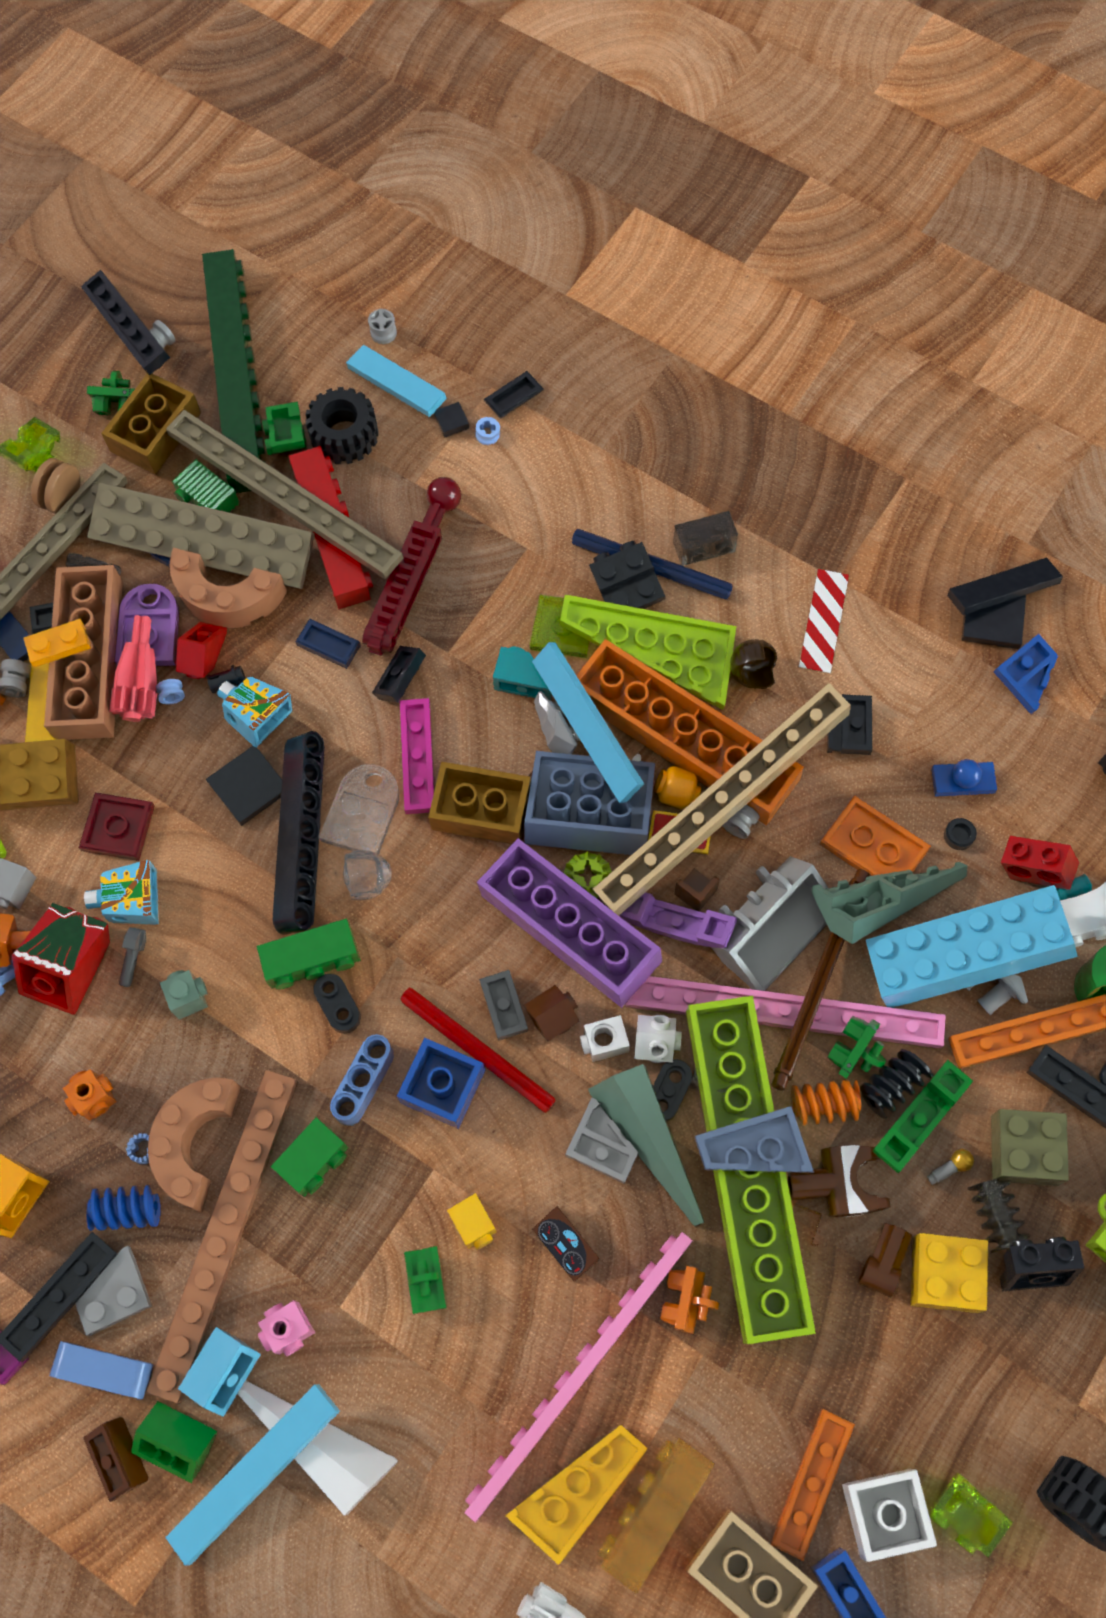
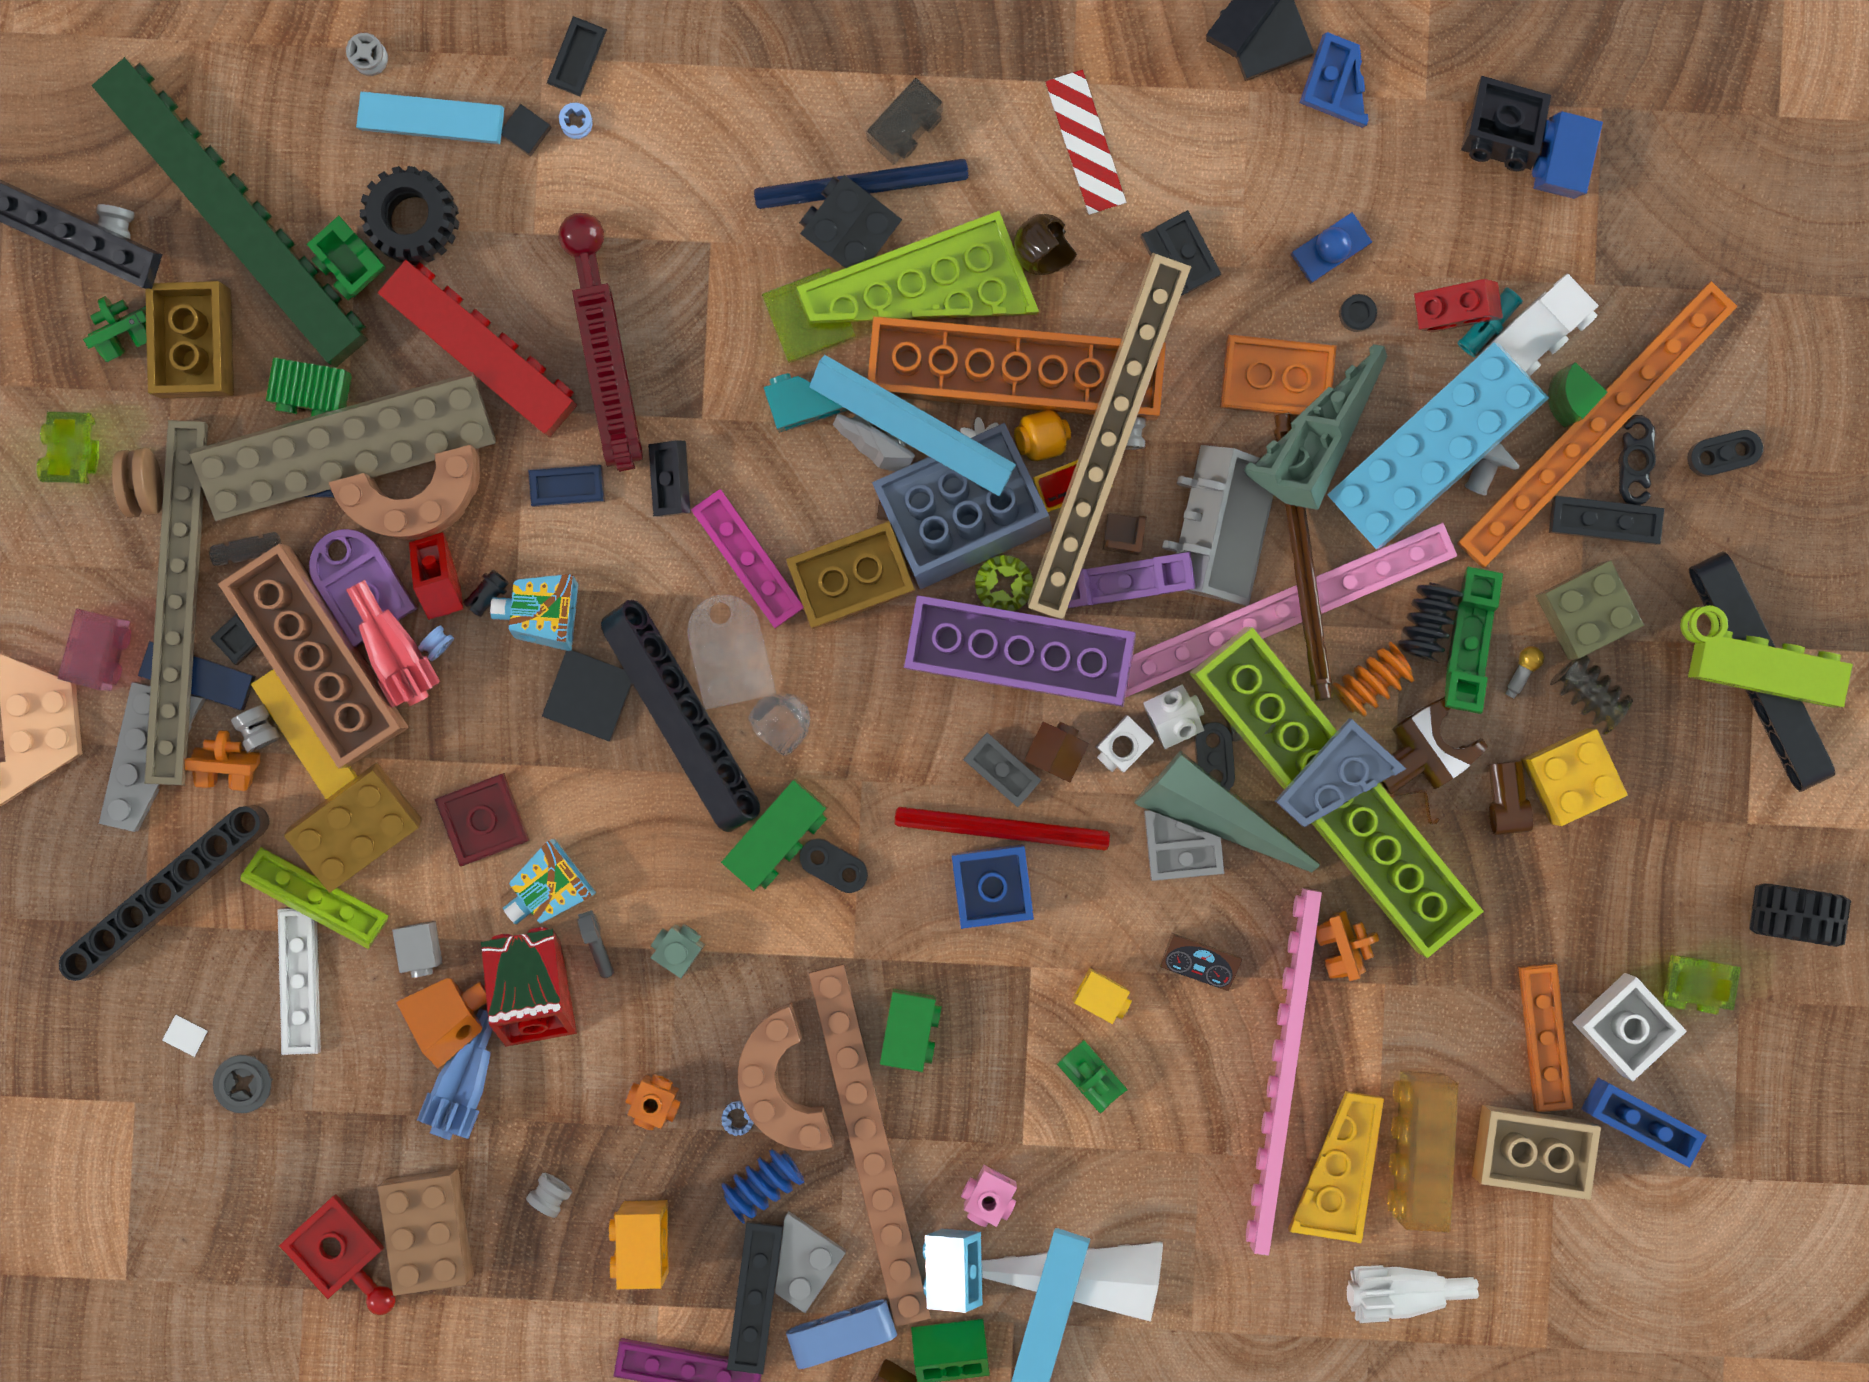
camera: 30 degrees left, 20 degrees up
(56, 643) = (285, 670): light orange plate -> none
(285, 494) = (406, 346): dark tan plate -> none
(362, 1095) = (910, 945): medium blue beam -> none
(862, 1033) = (1377, 595): green hips -> none
(1041, 1265) = (1646, 728): black plate -> none

